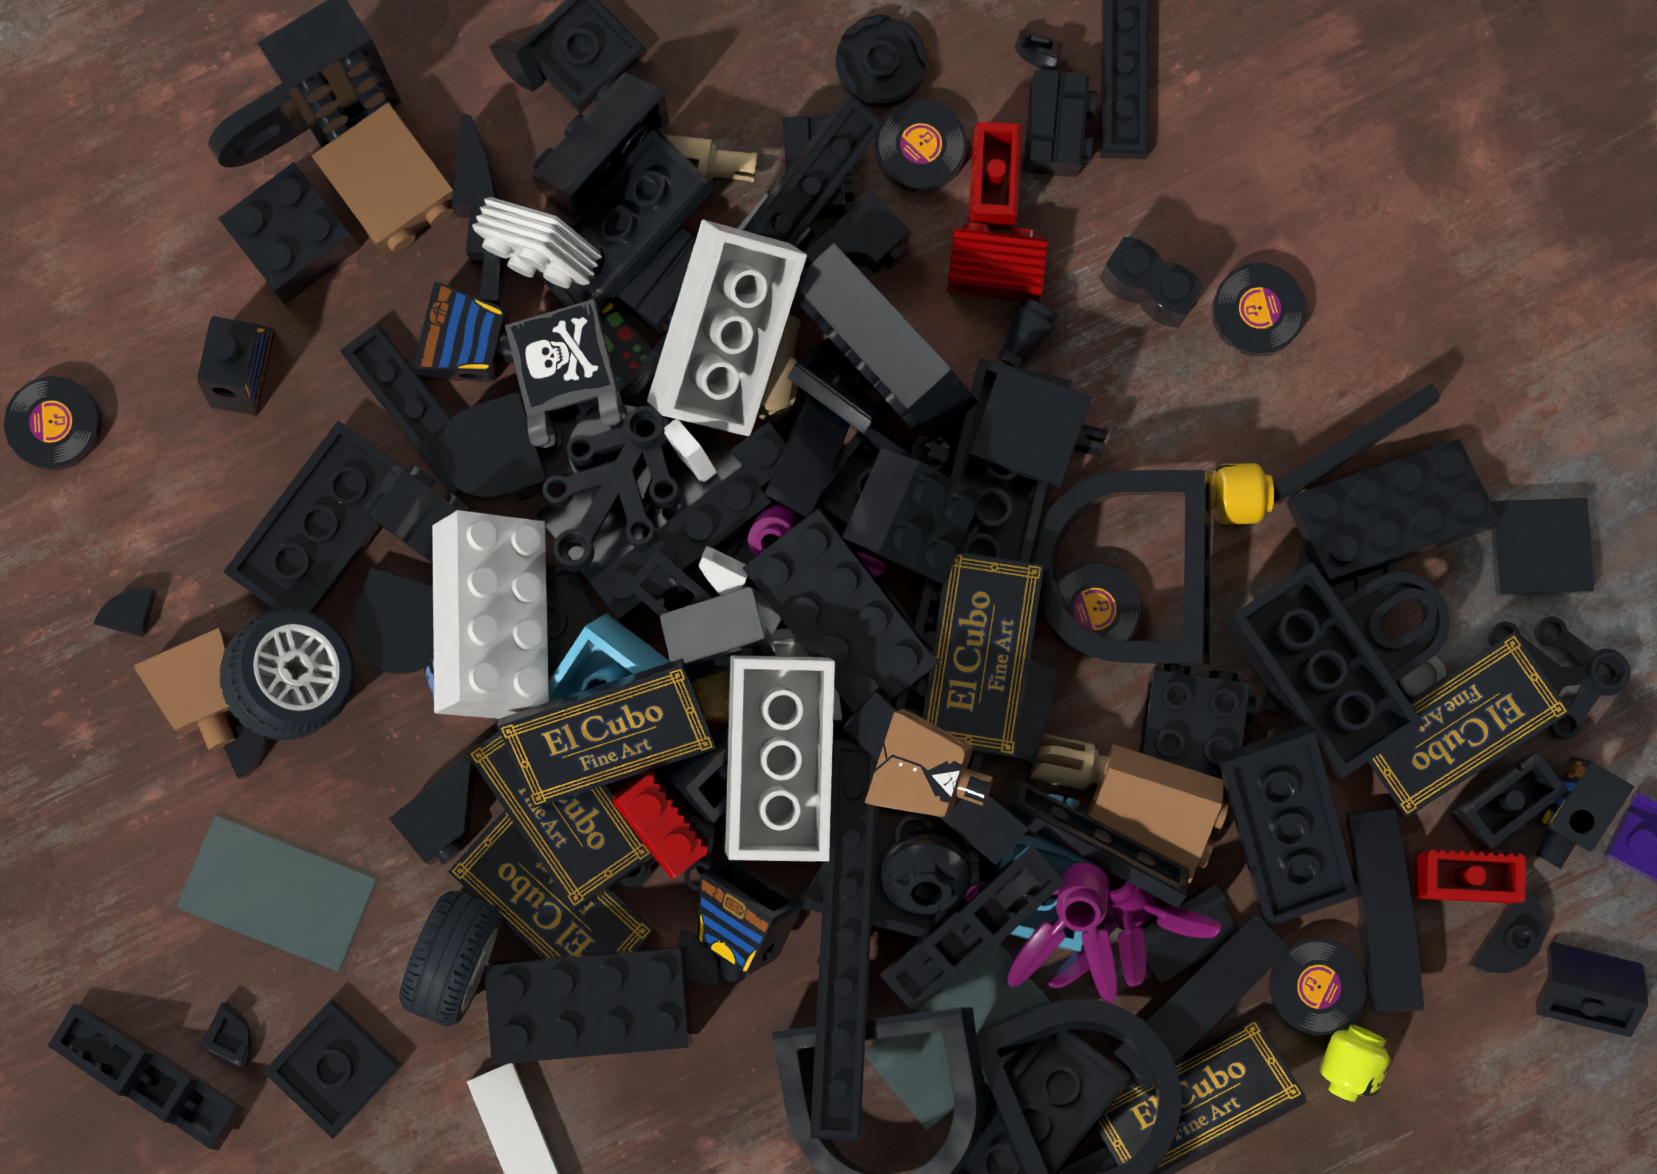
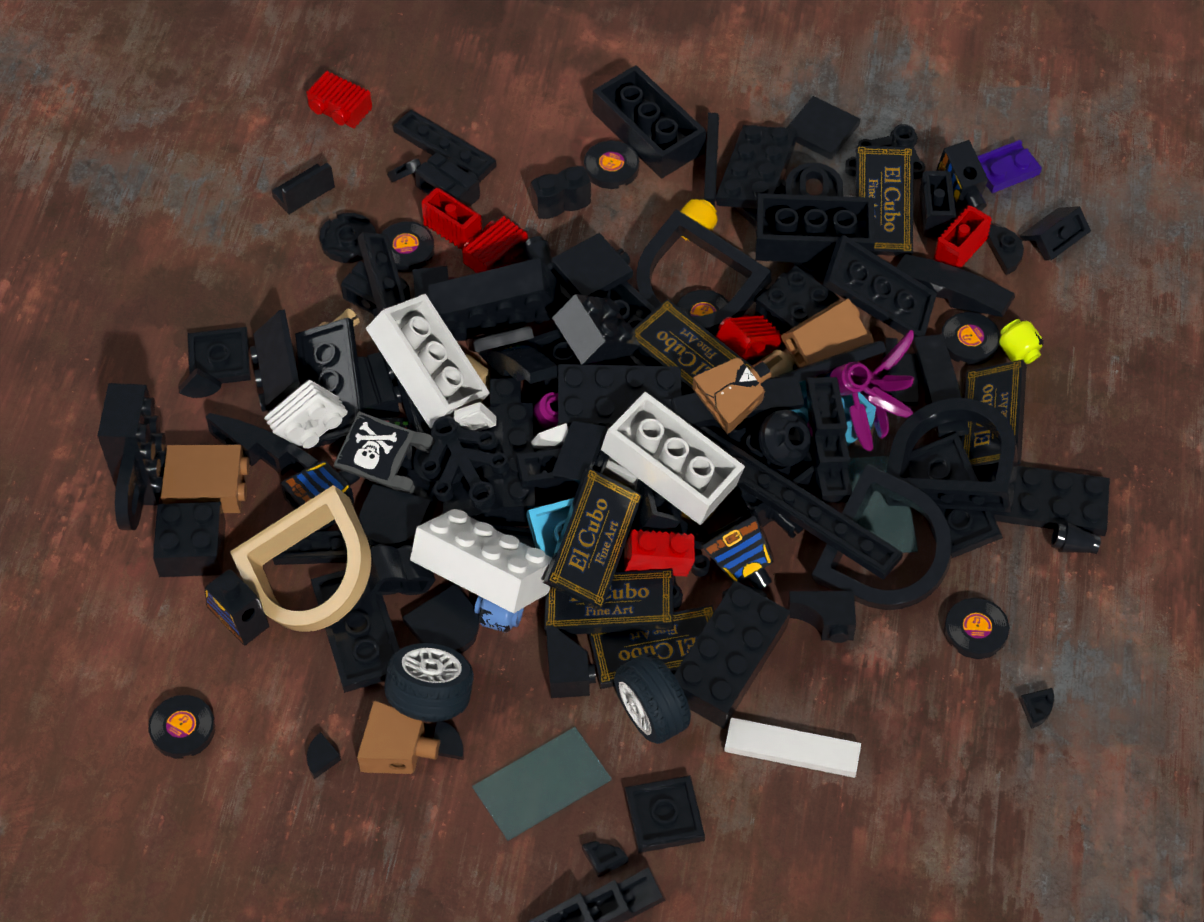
camera: 50 degrees left, 25 degrees down
(406, 428) = (290, 530): none -> tan window
(743, 1089) = (827, 611): none -> black arch
(1086, 702) = (749, 336): none -> red brick
(1359, 311) = (649, 121): none -> black brick

